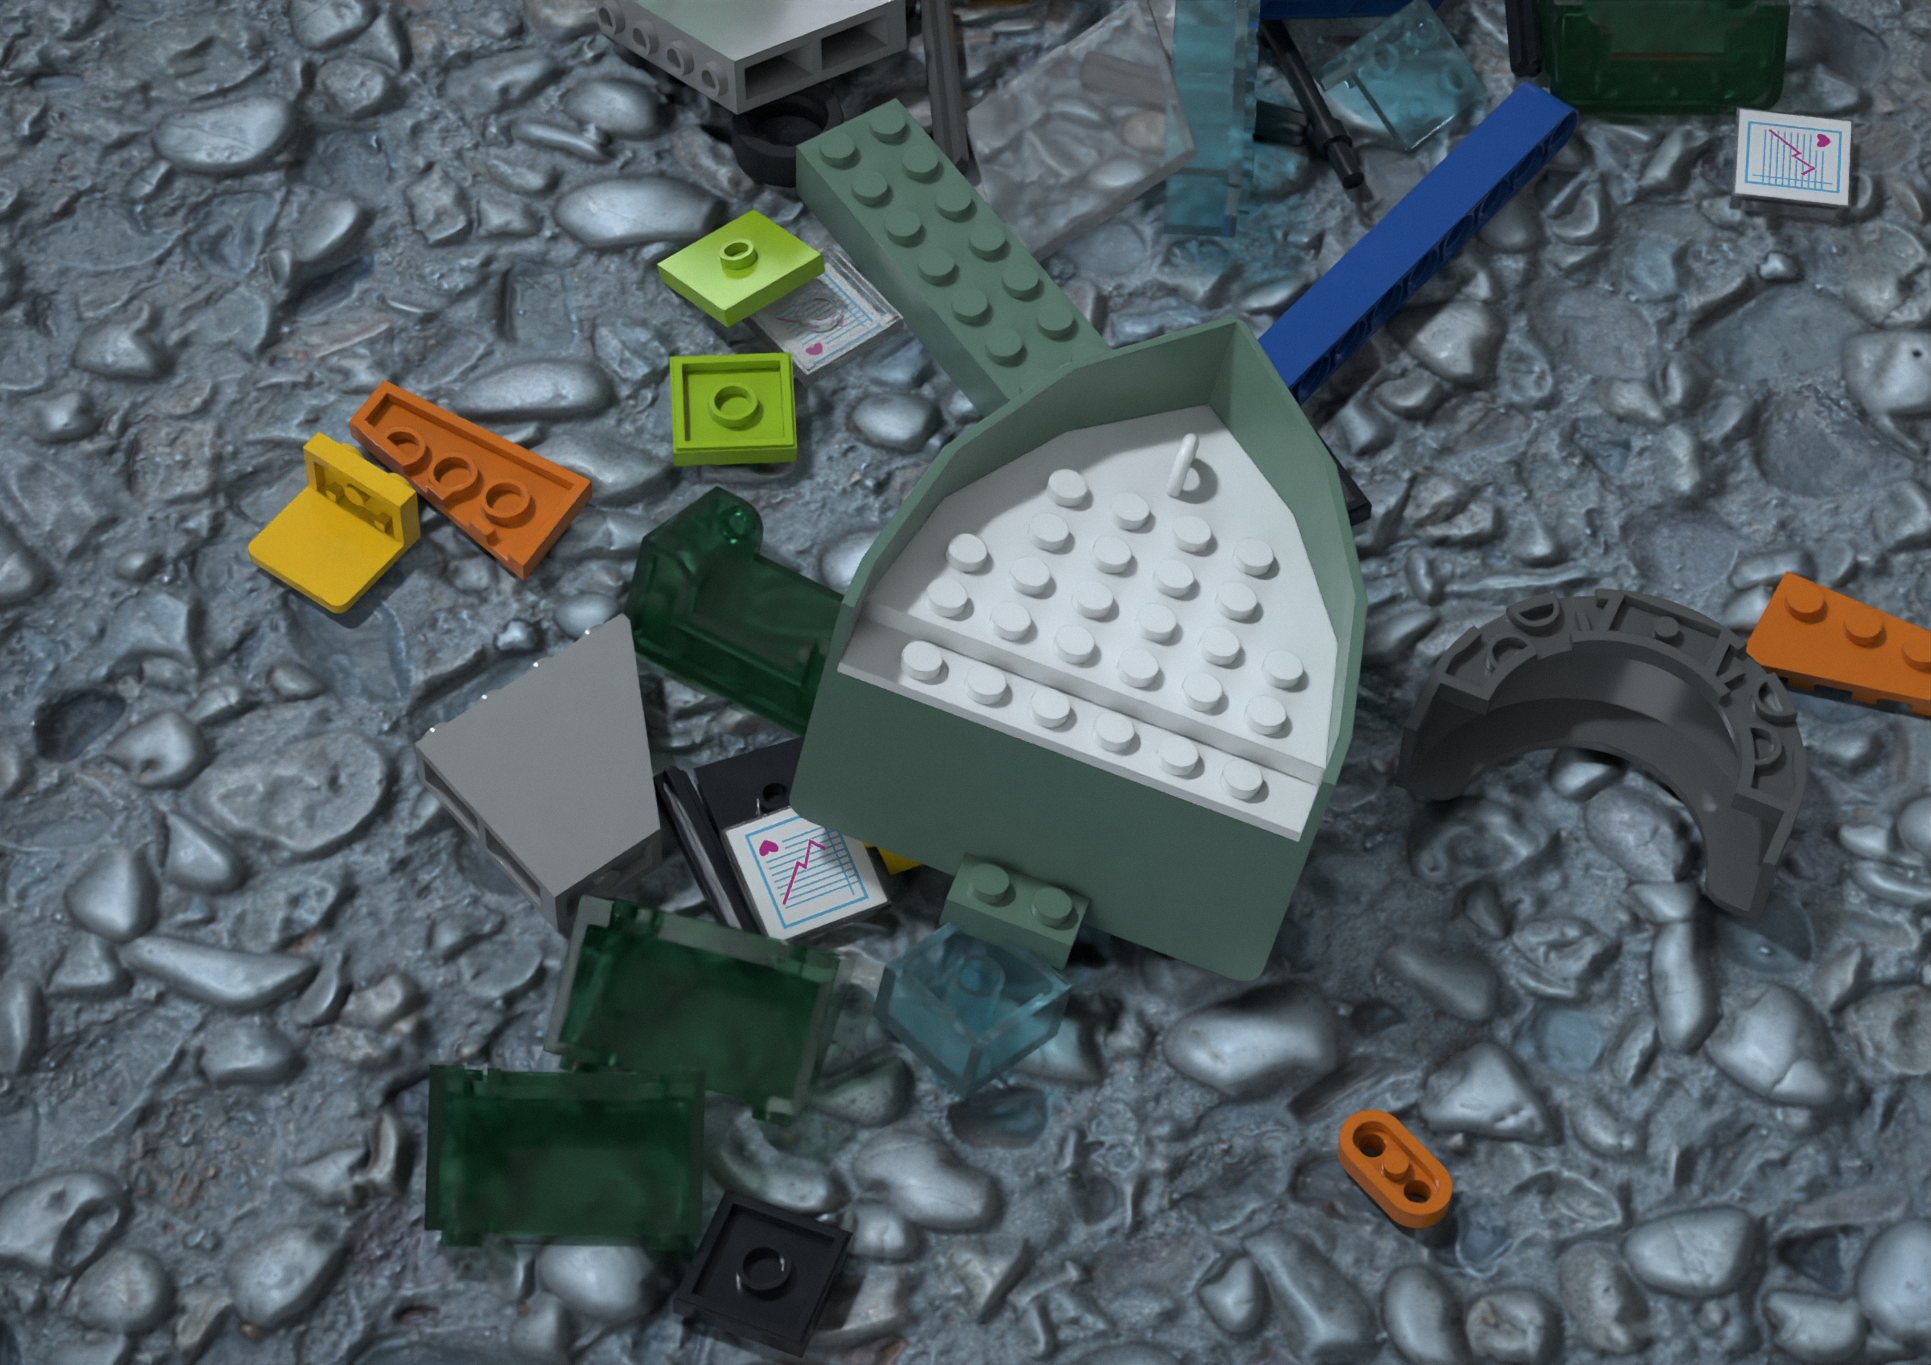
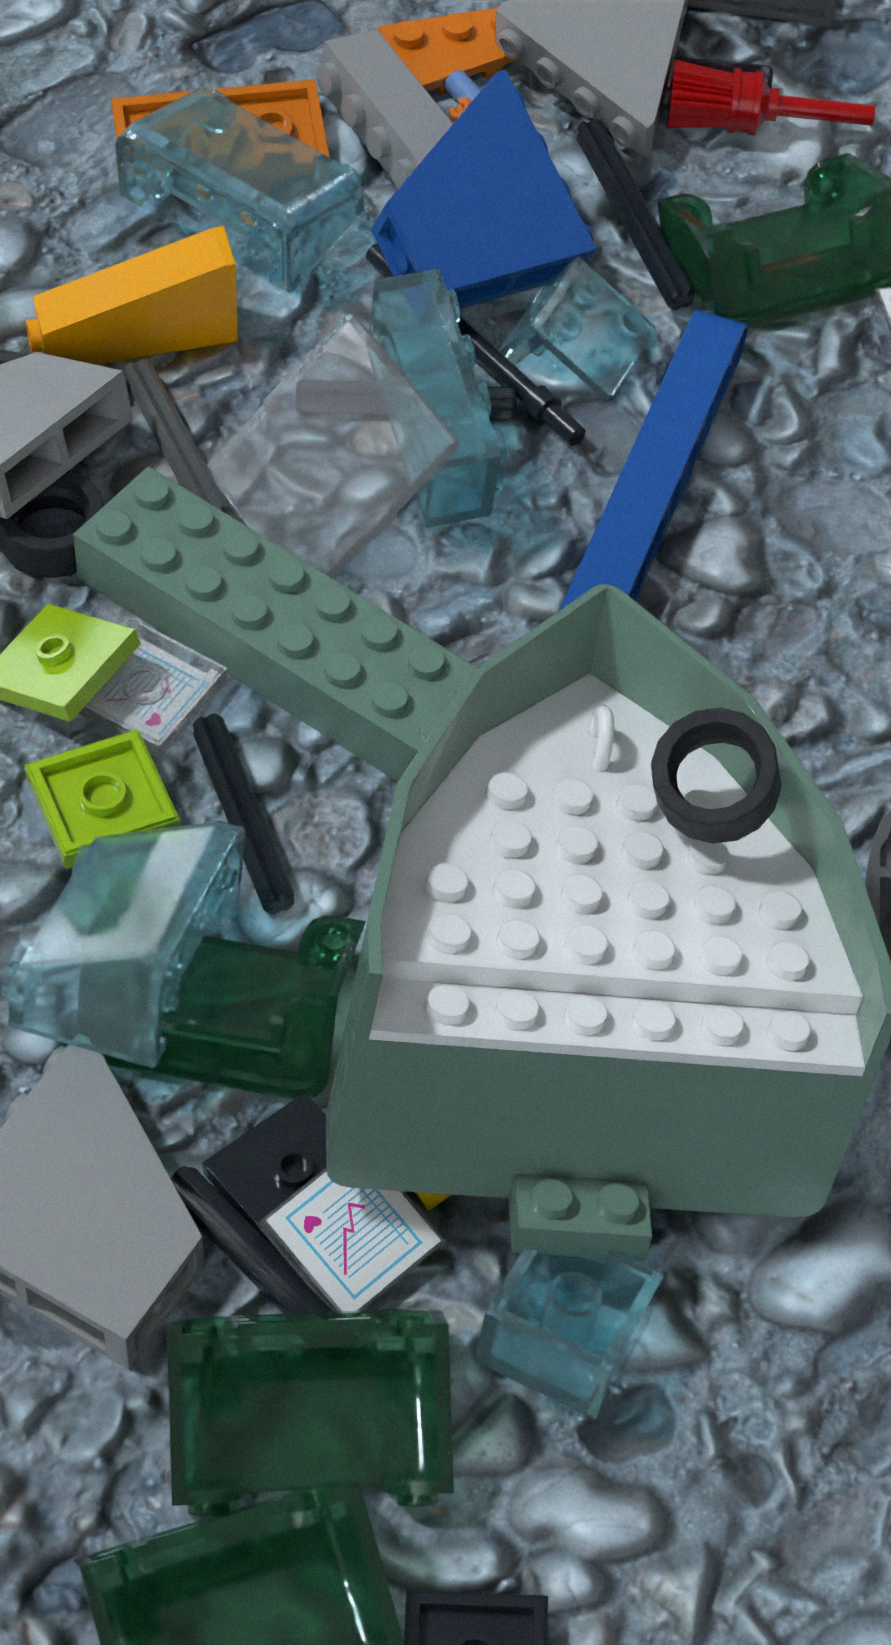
camera: 20 degrees left, 0 degrees up
(692, 534) = (125, 937): none -> clear light blue windscreen
(863, 456) = (243, 810): none -> black axle
(1251, 480) = (708, 728): none -> black tyre

